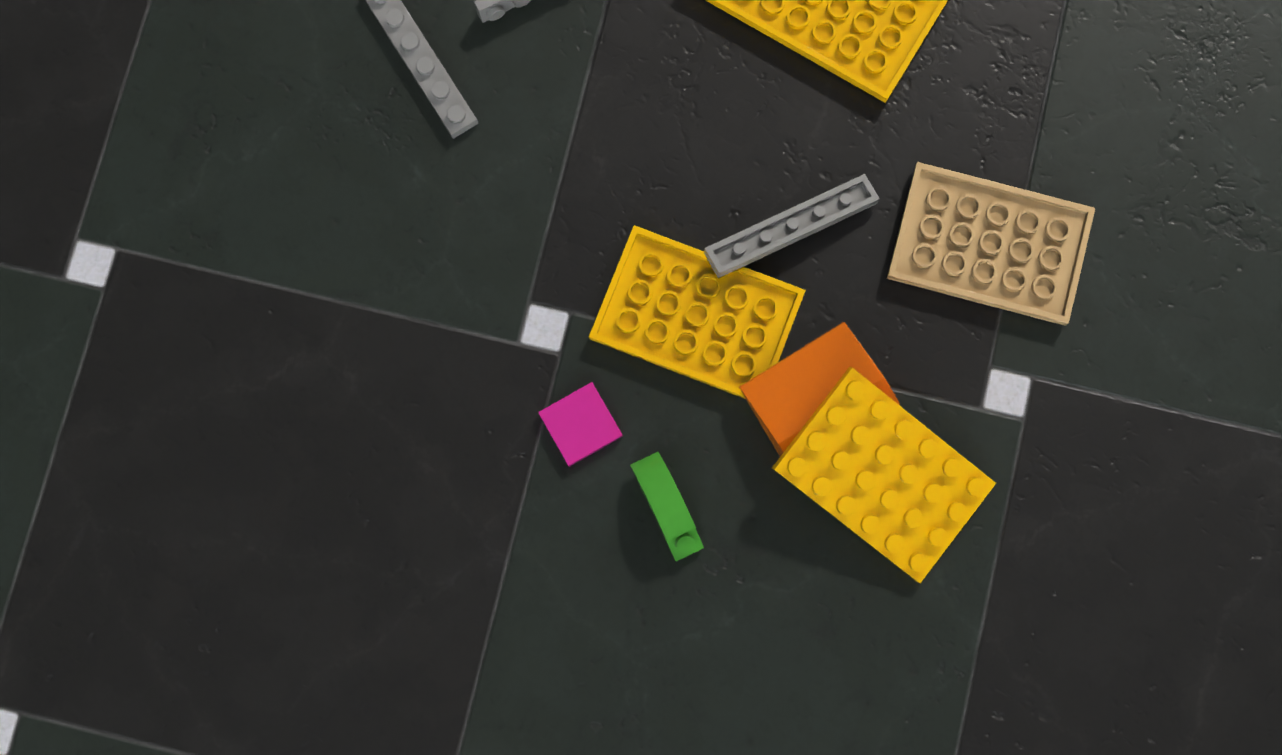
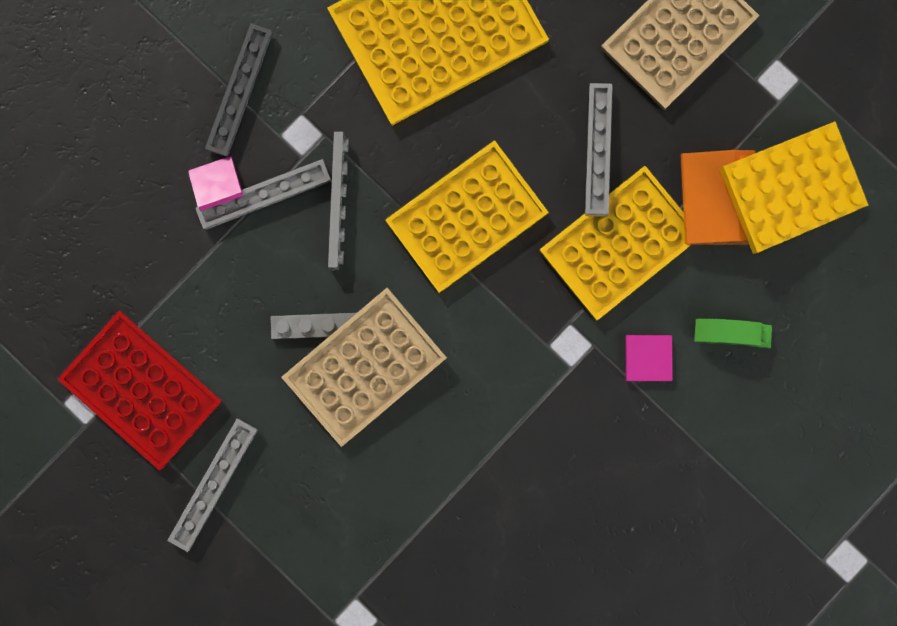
camera: 65 degrees left, 5 degrees up
(159, 20) = (212, 485): none -> light grey plate
(383, 105) = (364, 367): none -> tan plate
(624, 124) = (466, 216): none -> yellow plate

